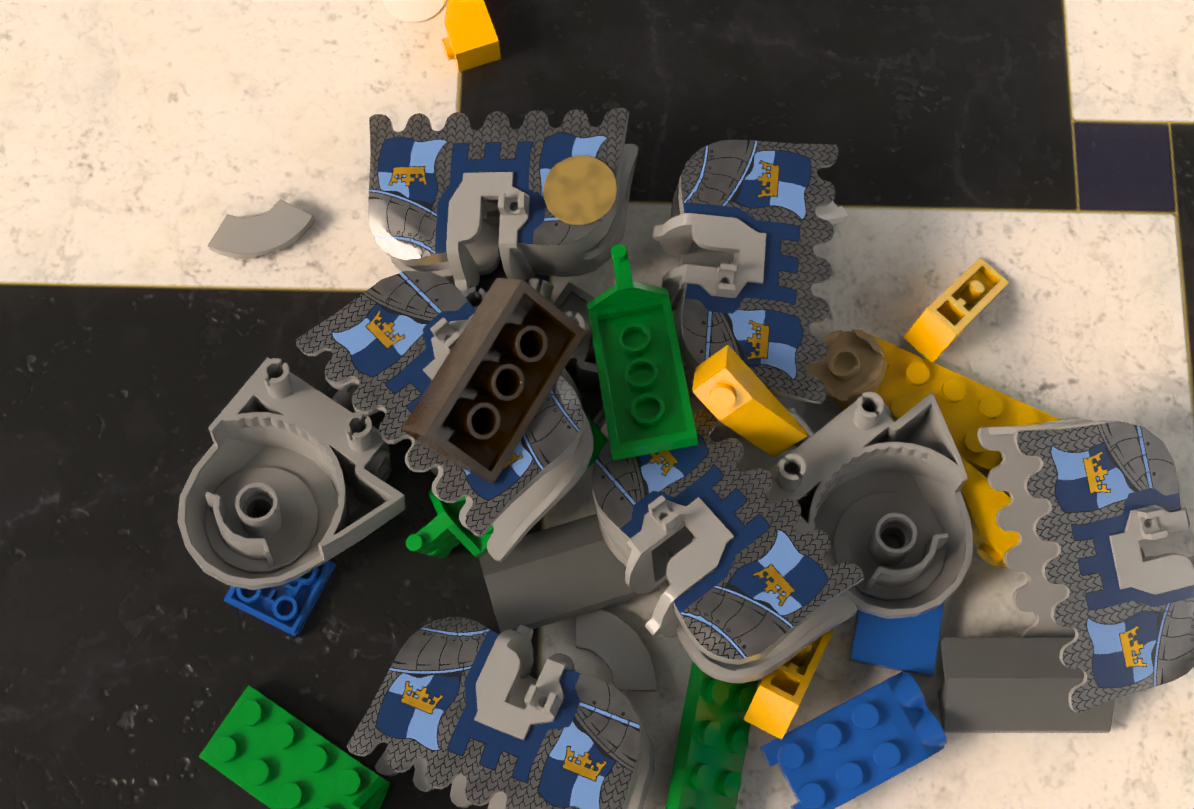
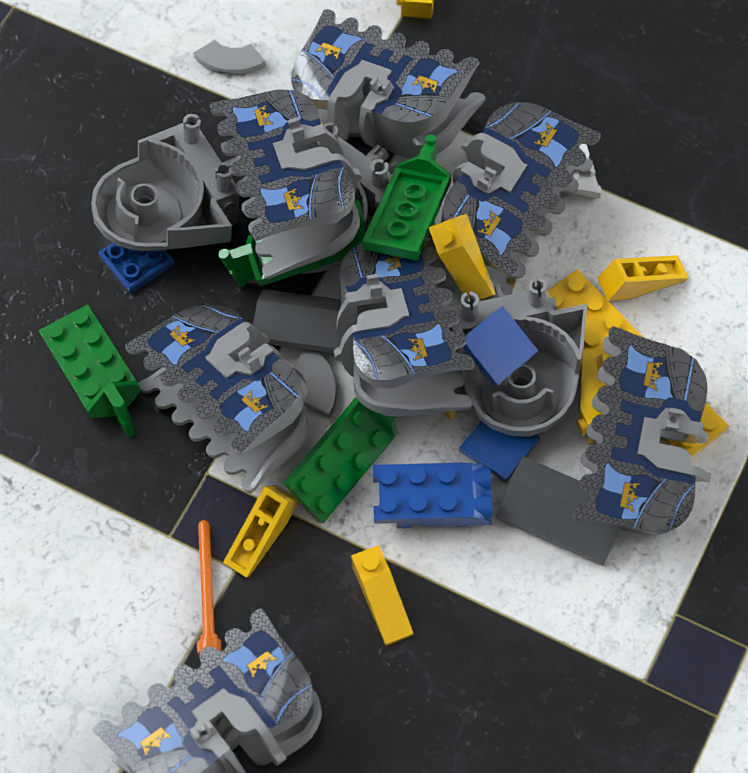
camera: 30 degrees right, 10 degrees down
(495, 379) = (309, 158): dark brown slope -> none
(580, 190) = (425, 94): pearl gold sticker -> none
(784, 689) = (411, 435): yellow slope -> none
(850, 367) = (559, 276): tan tile -> none
(854, 509) = (498, 346): none -> blue tile

